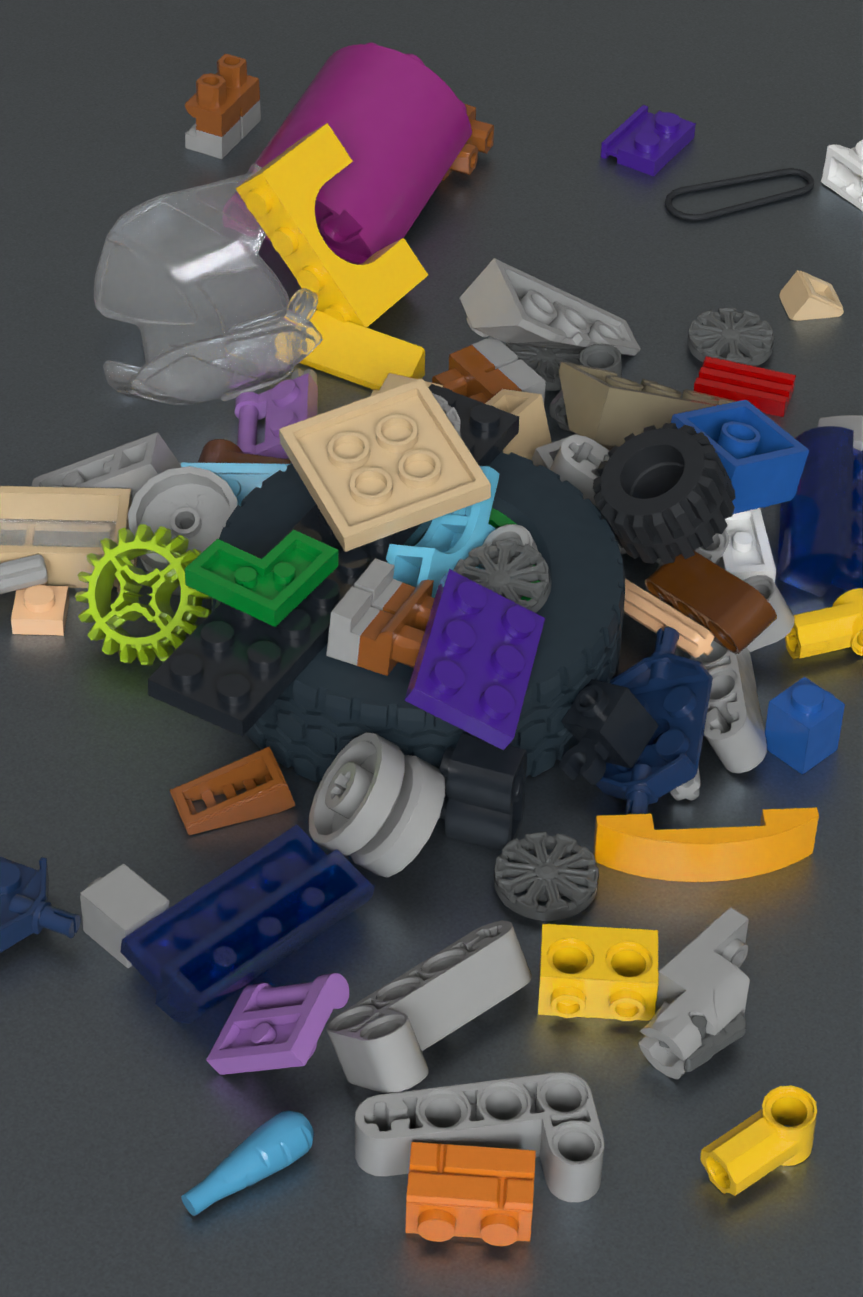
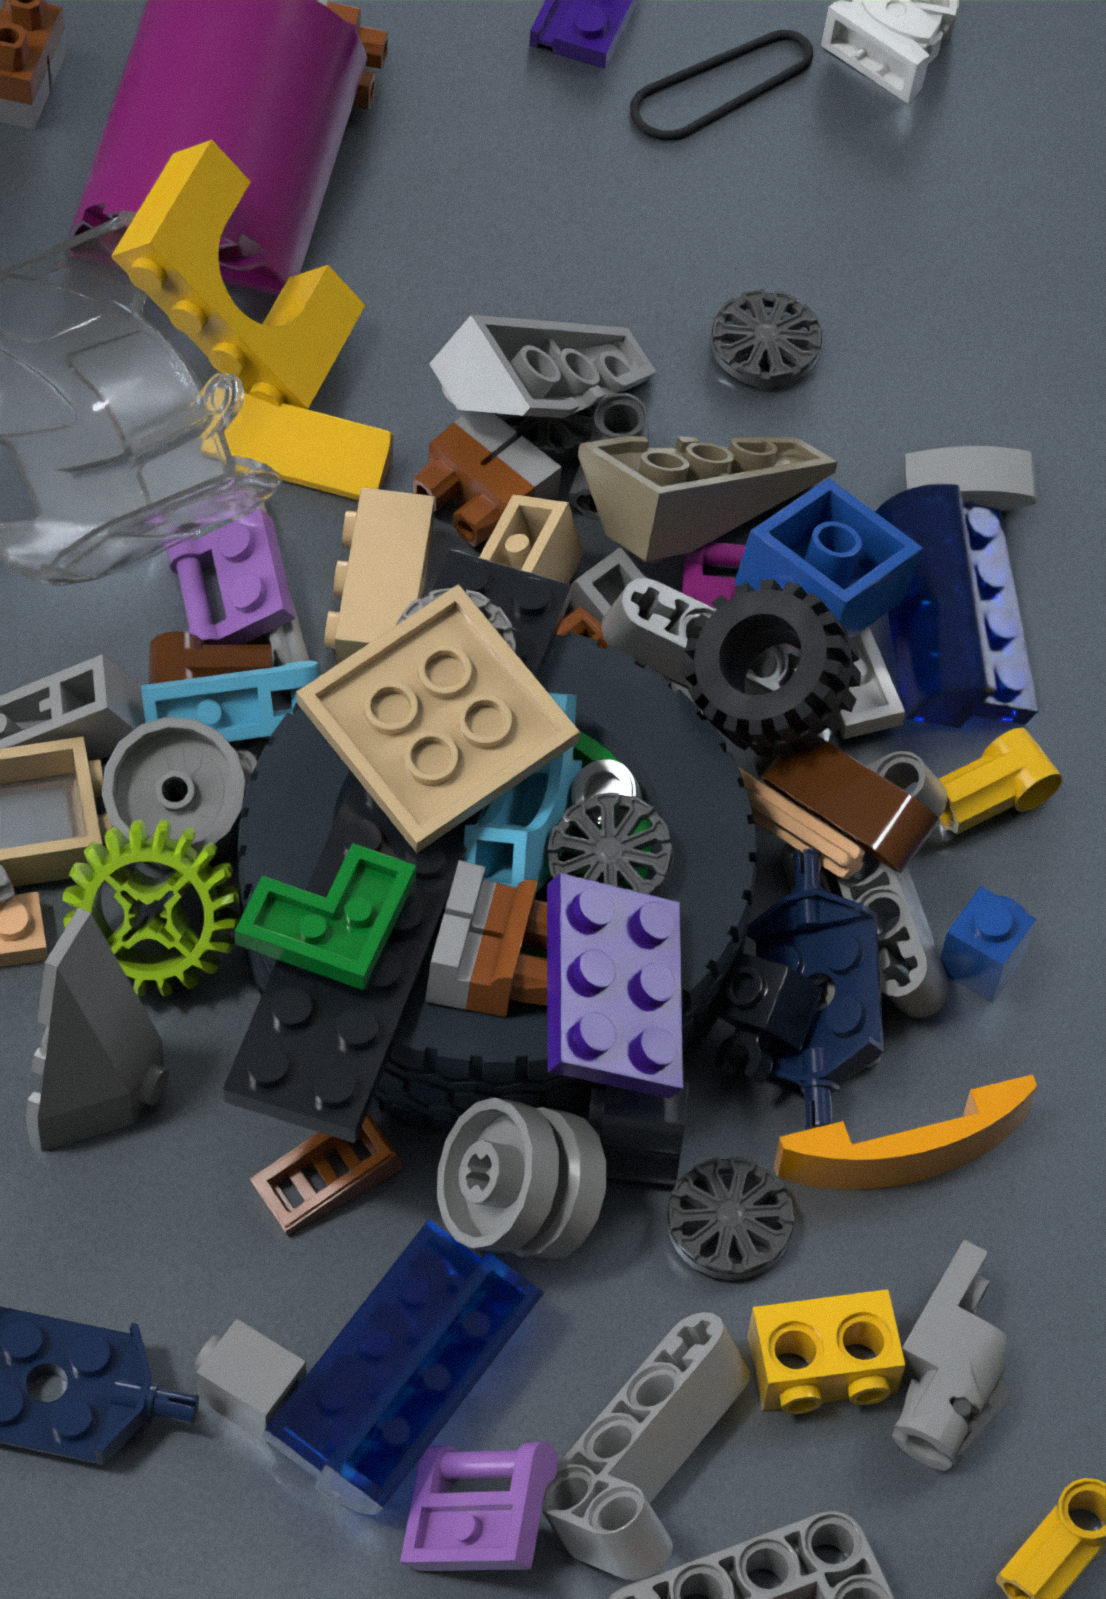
camera: 15 degrees left, 15 degrees up
(69, 668) = (98, 1044): none -> light grey wedge
(762, 387) = (799, 403): red tile -> none
(809, 298) = (849, 252): tan slope -> none

